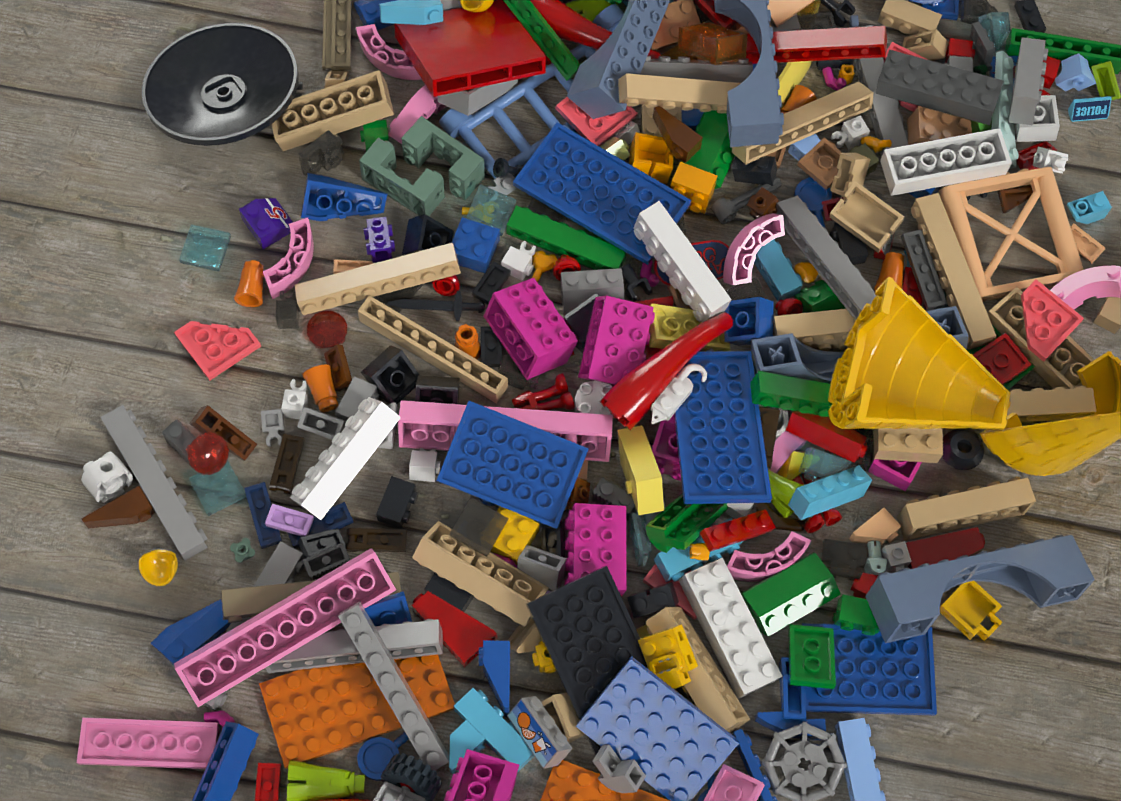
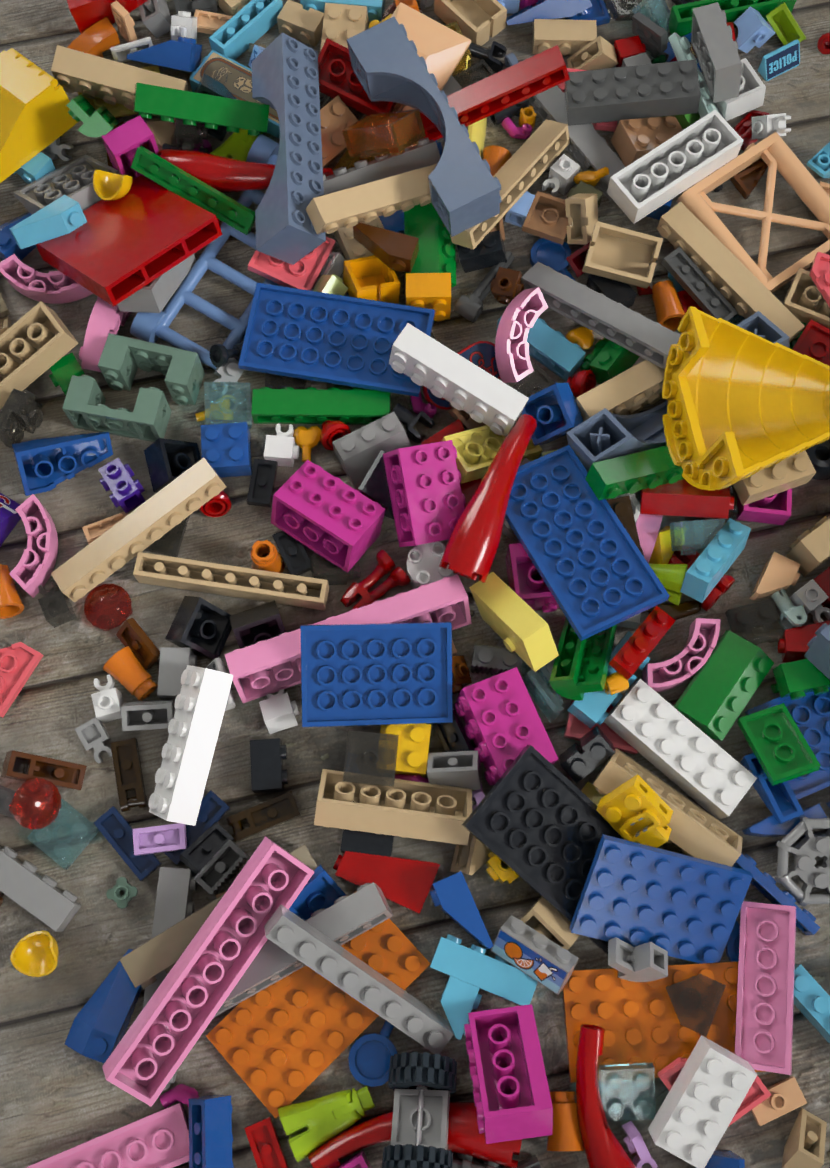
camera: 20 degrees left, 5 degrees up
(440, 305) = (236, 523): black sword -> none
(675, 394) = (515, 524): white plate -> none

